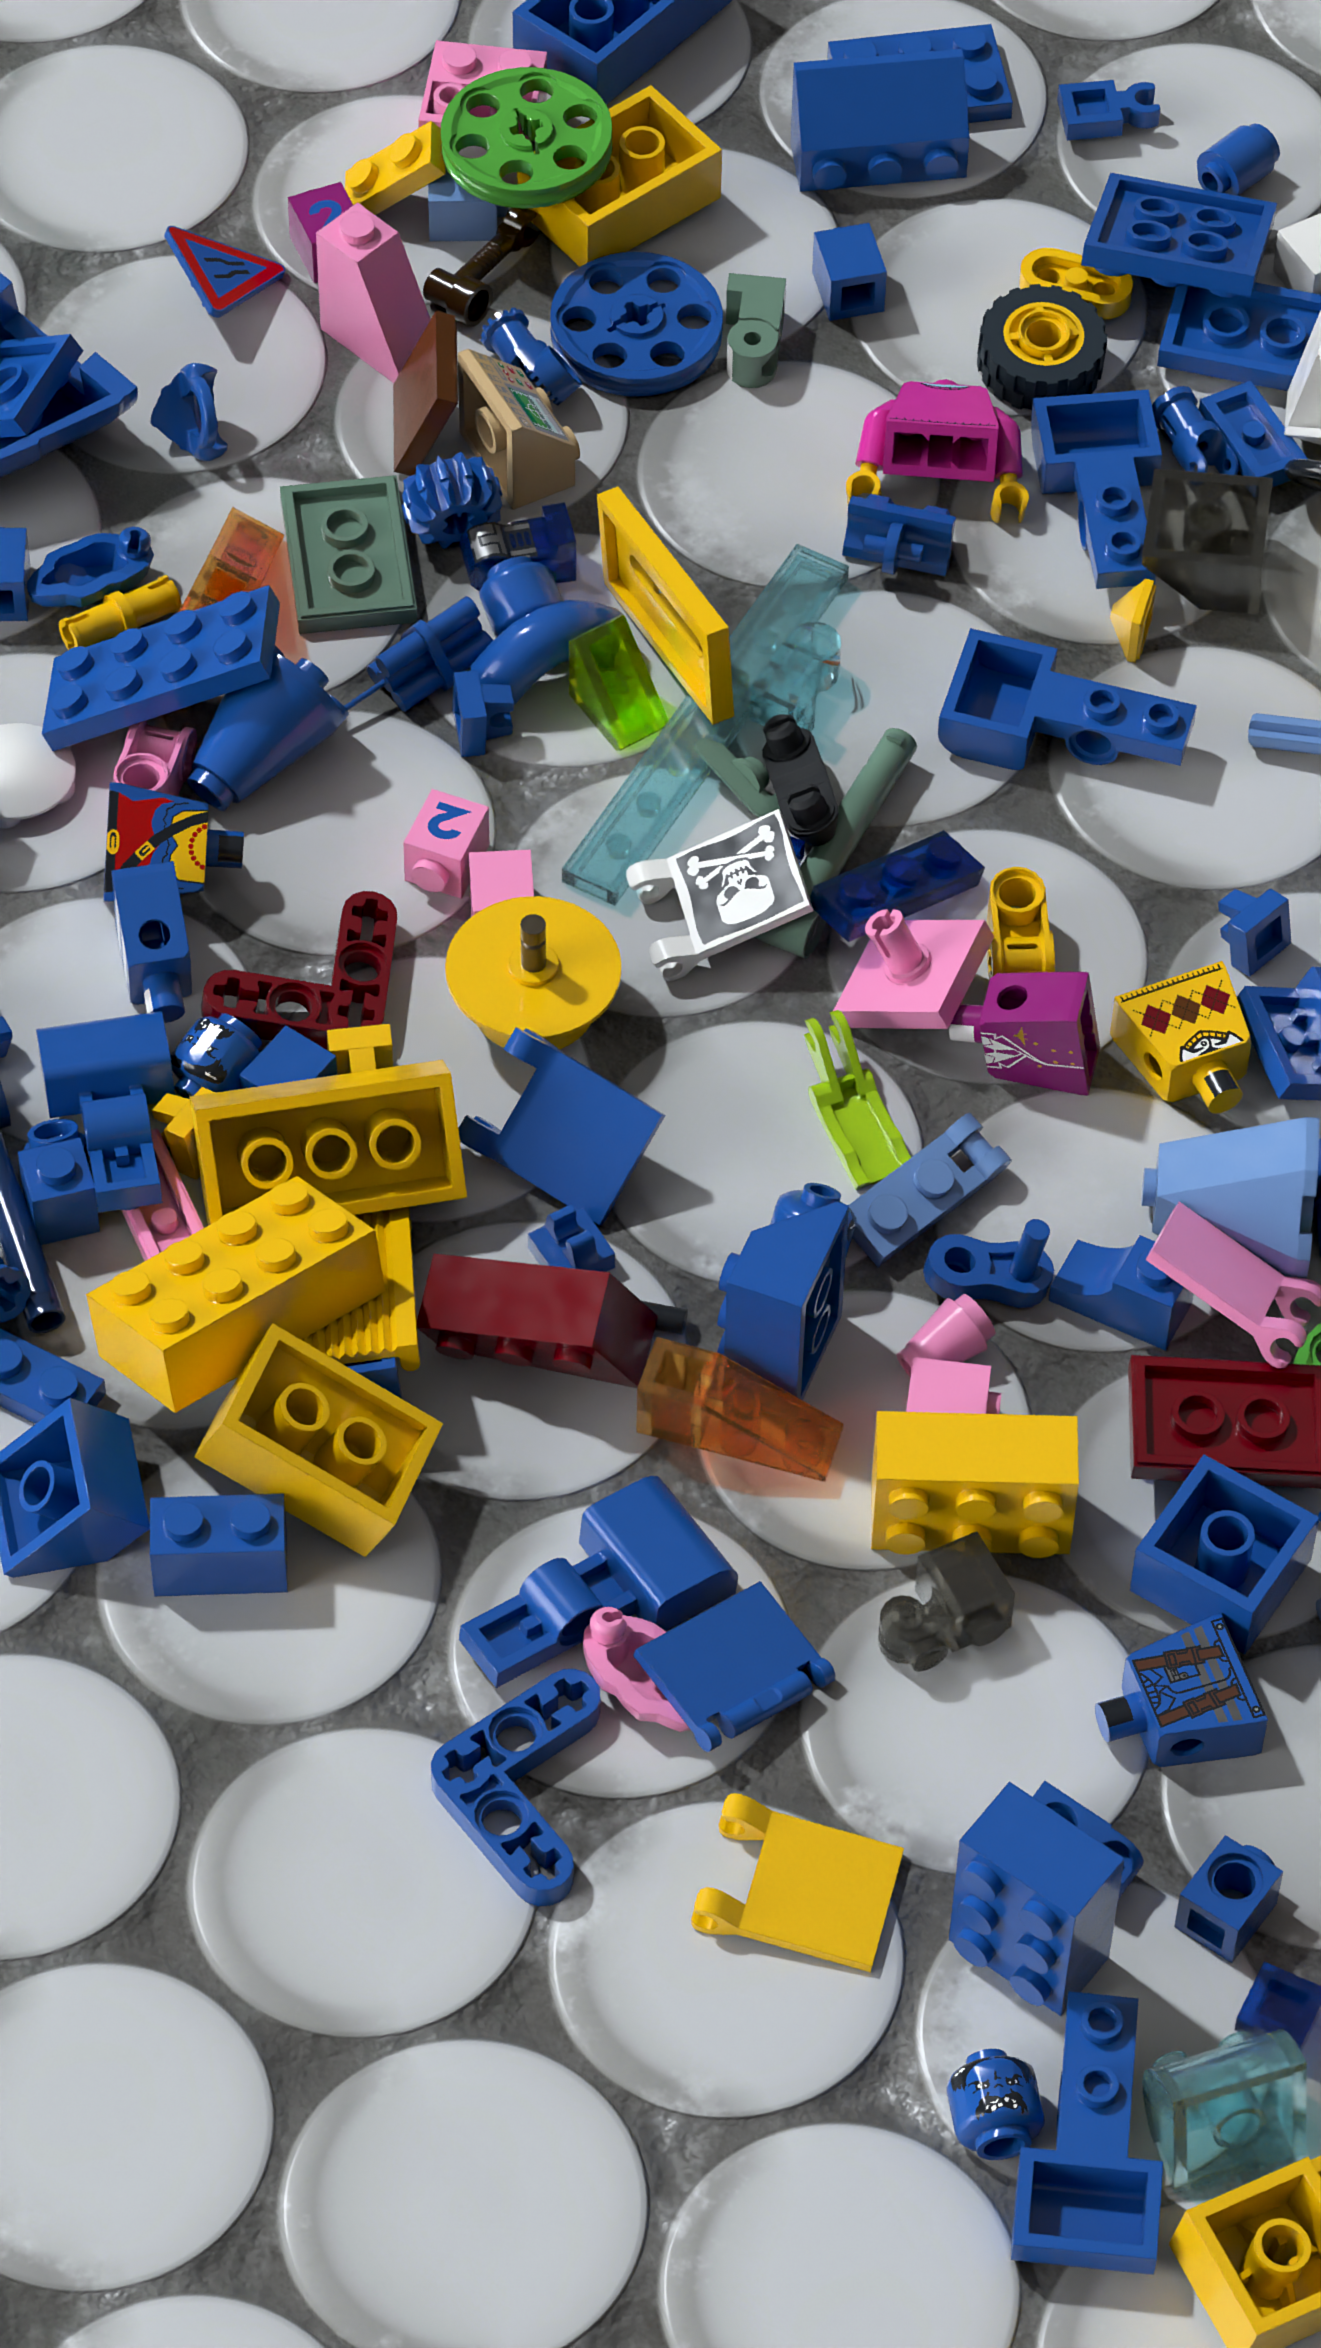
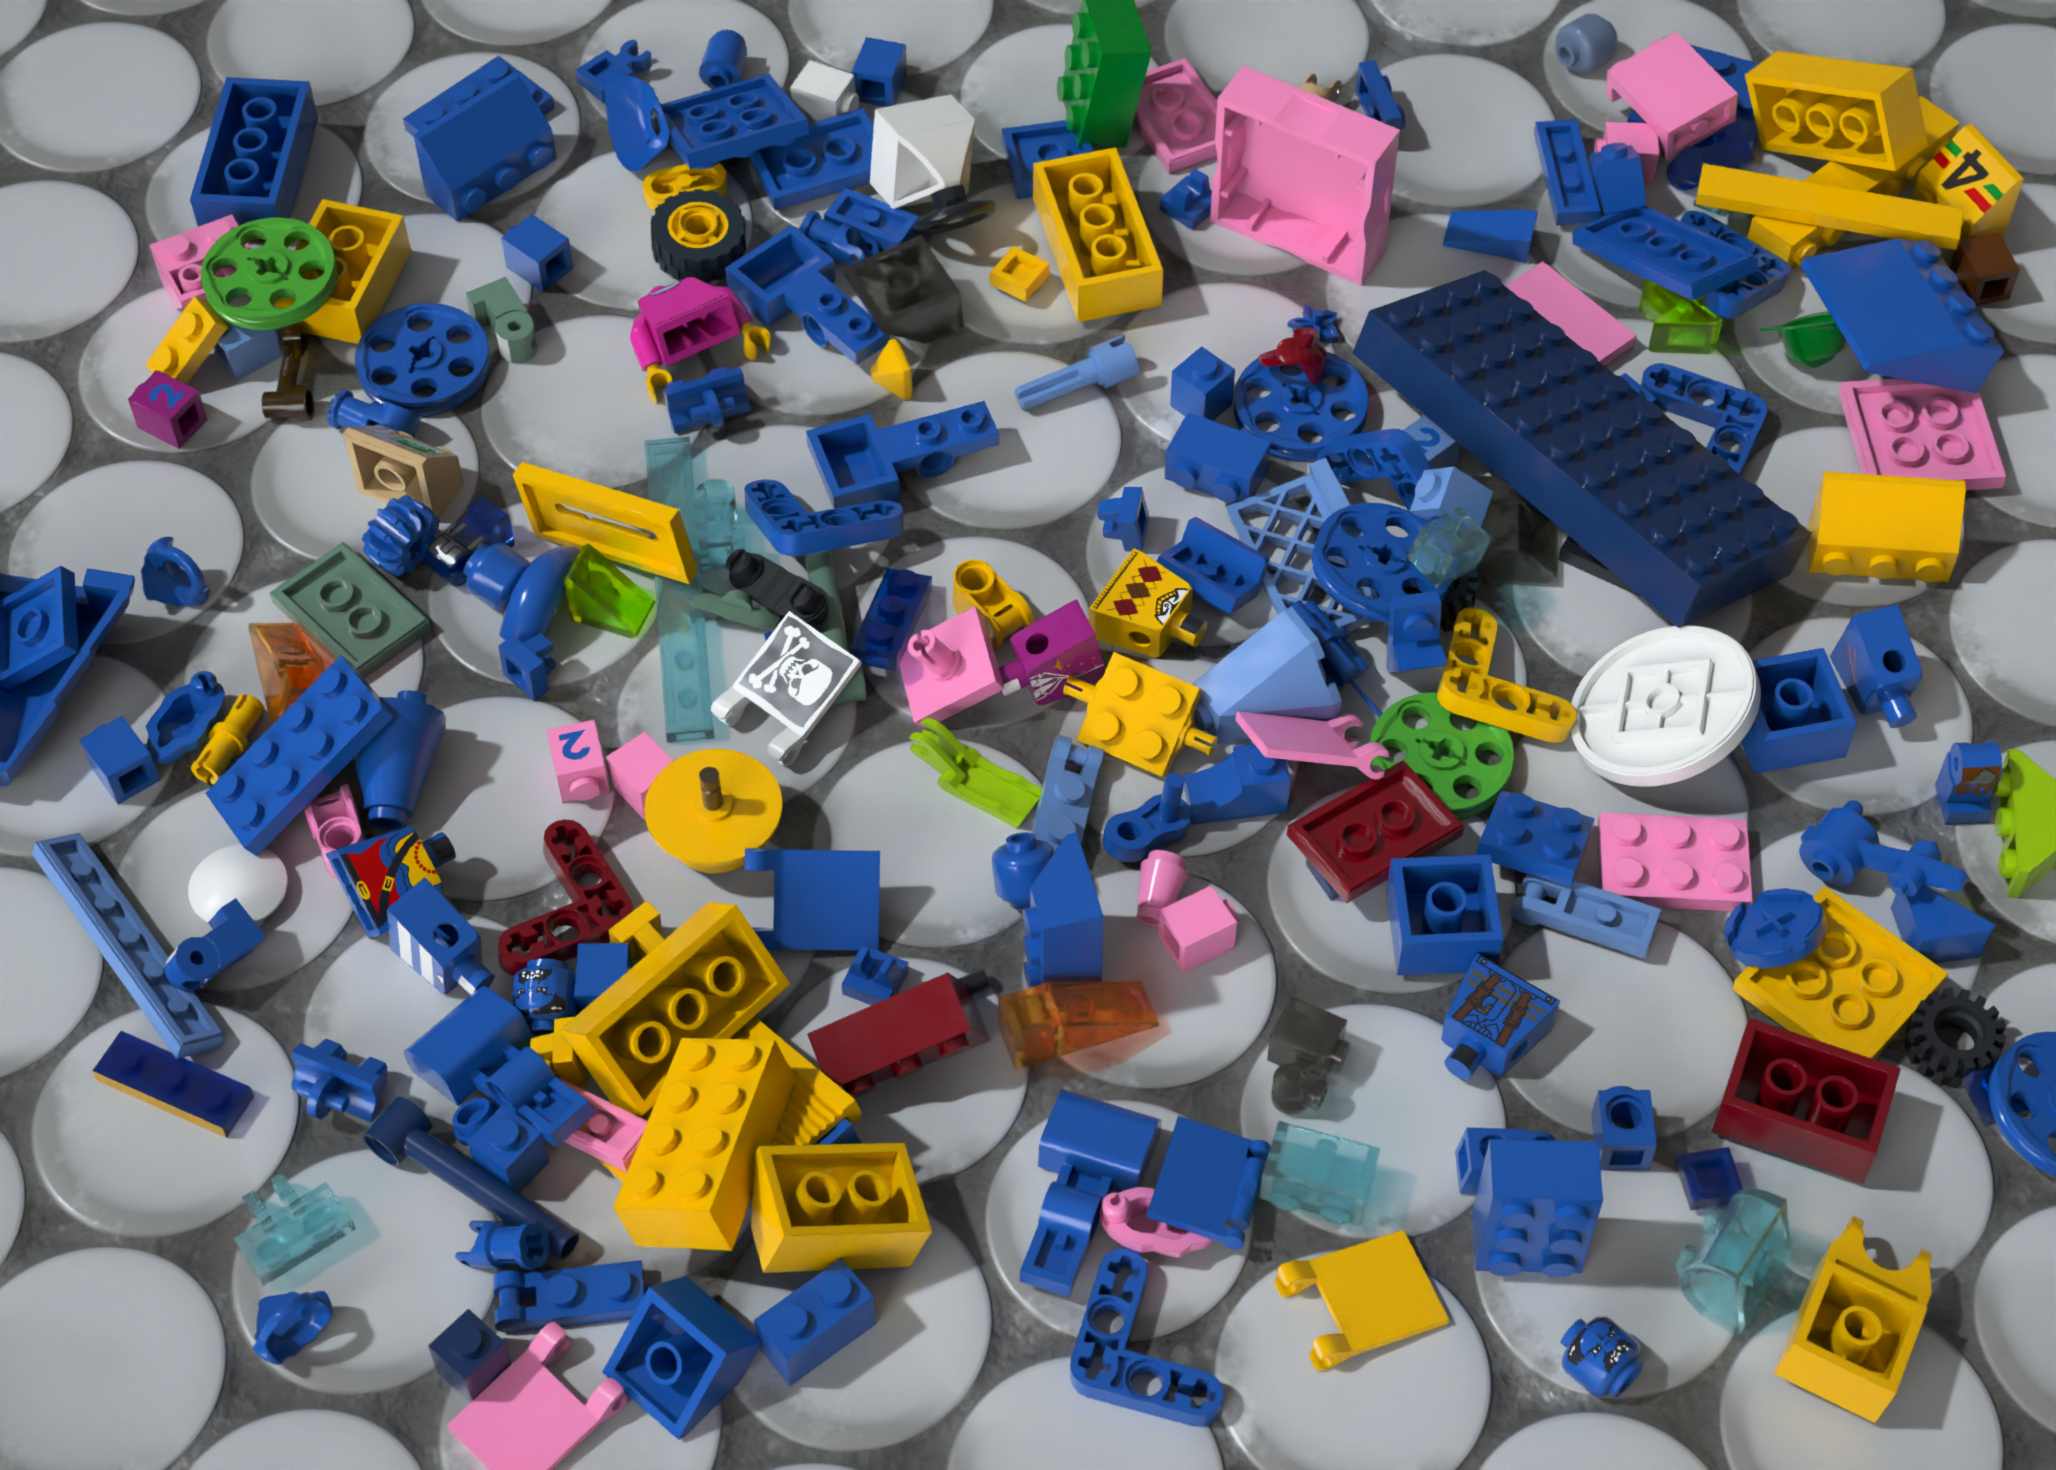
camera: 35 degrees left, 0 degrees up
(220, 272) = (116, 473): piece -> none
(369, 290) = (242, 432): bright pink slope -> none
(425, 393) = (328, 476): reddish brown tile -> none
(428, 656) = (464, 645): blue piece -> none
(857, 1733) = (1319, 1174): none -> clear light blue brick
(869, 736) = (803, 533): none -> blue beam
(971, 1474) = (1262, 963): yellow brick -> none
(1073, 175) = (629, 119): none -> blue piece
(1078, 1146) = (1140, 715): none -> yellow plate
(1087, 2197) = (1705, 1377): blue plate -> none

